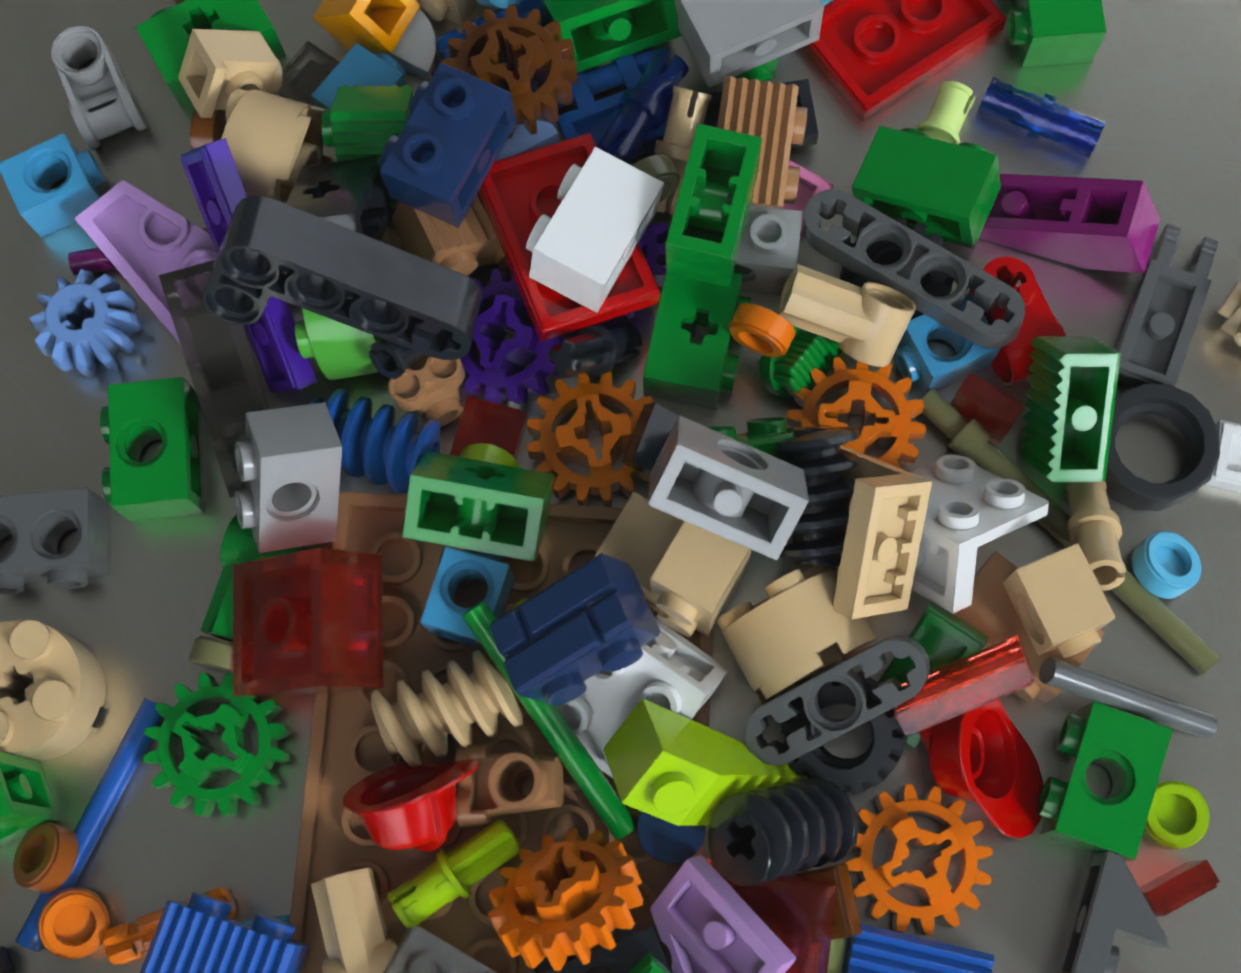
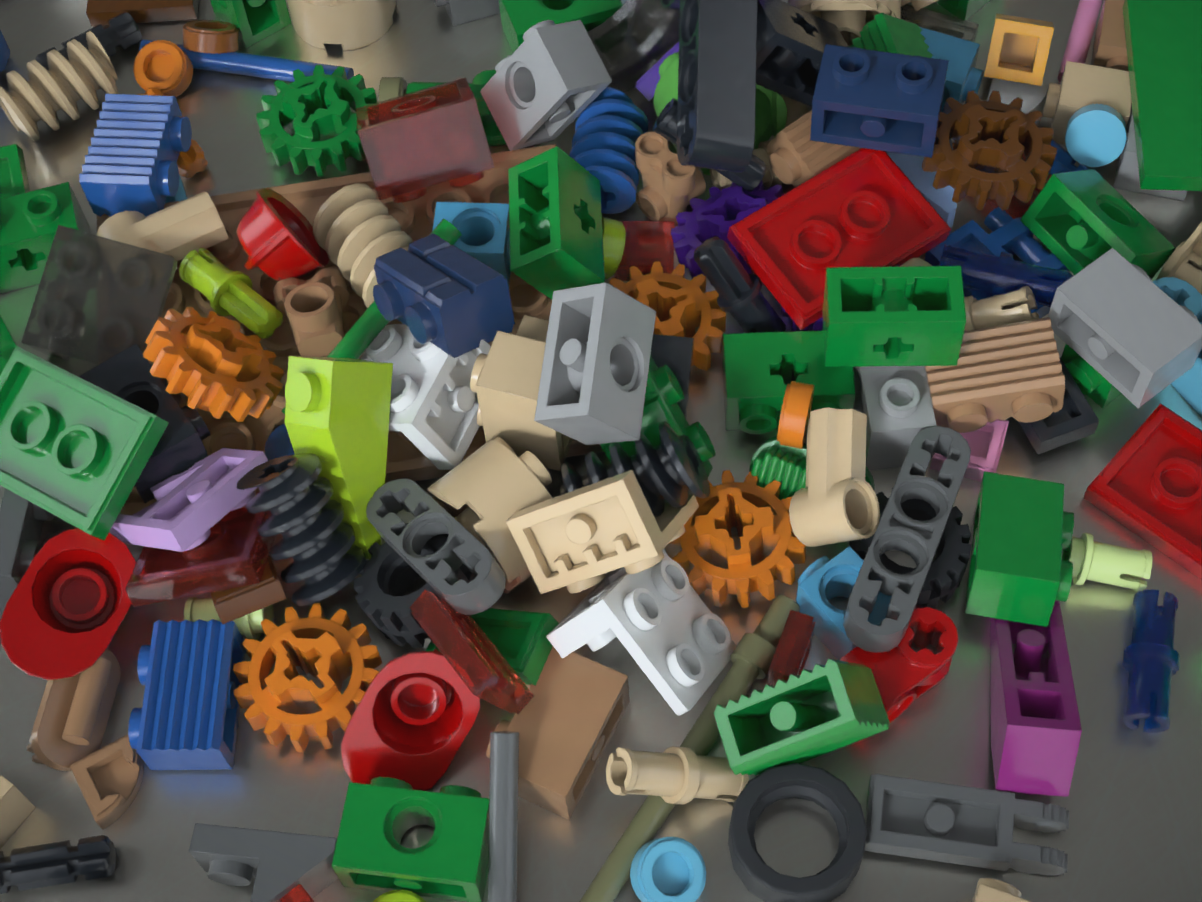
camera: 75 degrees right, 15 degrees down
(593, 229) = (836, 227): white brick -> none
(1059, 602) = (576, 726): tan brick -> none

